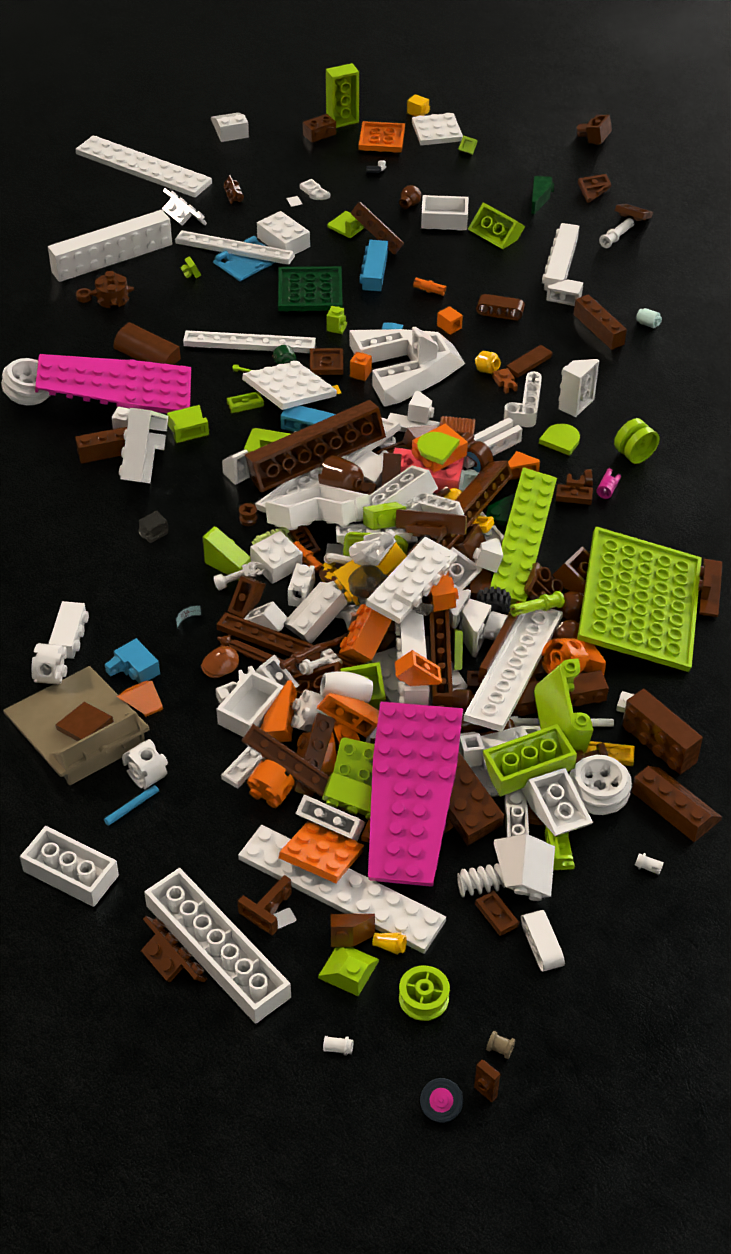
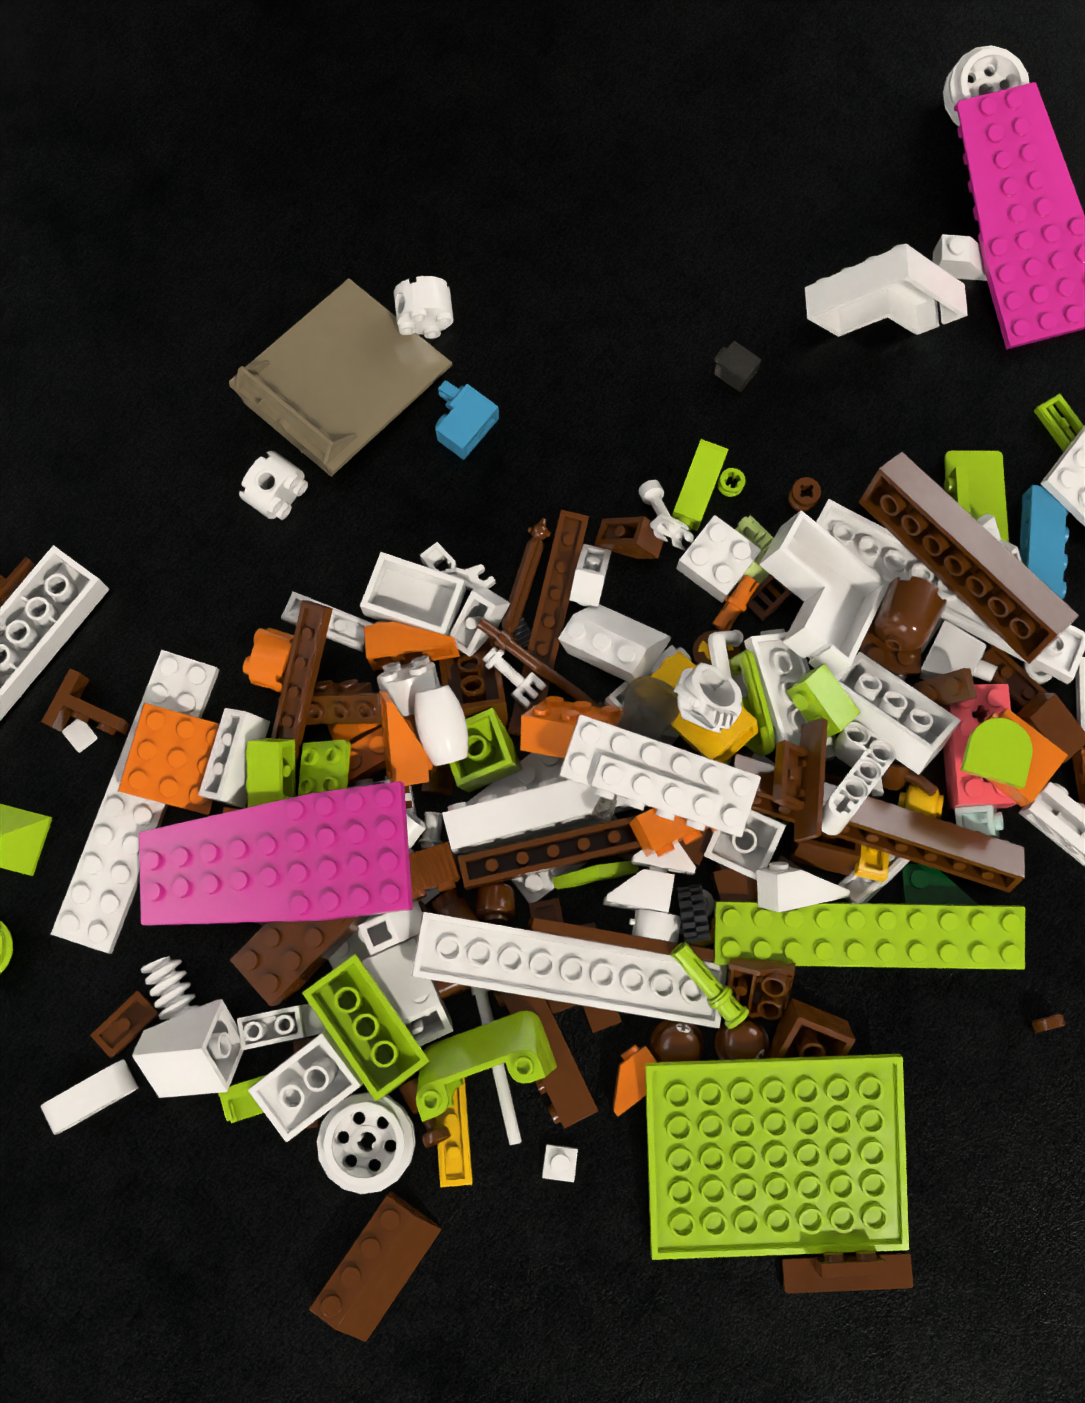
camera: 75 degrees right, 30 degrees up
(69, 627) = (504, 313): white brick -> none
(69, 866) = (93, 441): white brick -> none
(83, 721) = (325, 385): reddish brown tile -> none
(100, 445) = (880, 228): reddish brown brick -> none
(131, 805) = (220, 488): dark azure bar -> none
(143, 698) = (404, 445): orange slope -> none
(187, 423) = (978, 351): lime hips -> none
(188, 612) = (565, 455): clear light blue sticker -> none
(220, 662) = (497, 535): dark orange hat -> none
(236, 467) = (898, 441): white slope -> none
(301, 581) = (671, 610): white brick -> none
(351, 929) = (56, 826): reddish brown slope -> none
(391, 942) = (54, 885): yellow cone -> none
(417, 670) = (471, 825): orange slope -> none
(478, 452) = (1039, 819): reddish brown animal -> none
(522, 460) = (1042, 902): orange slope -> none
(562, 649) = (604, 1048): orange brick -> none
(574, 491) = (1008, 1004): reddish brown plate -> none
(608, 484) = (1045, 1060): dark pink hinge -> none
(649, 864) = (251, 1236): white pin -> none
(662, 731) = (492, 1229): reddish brown brick -> none

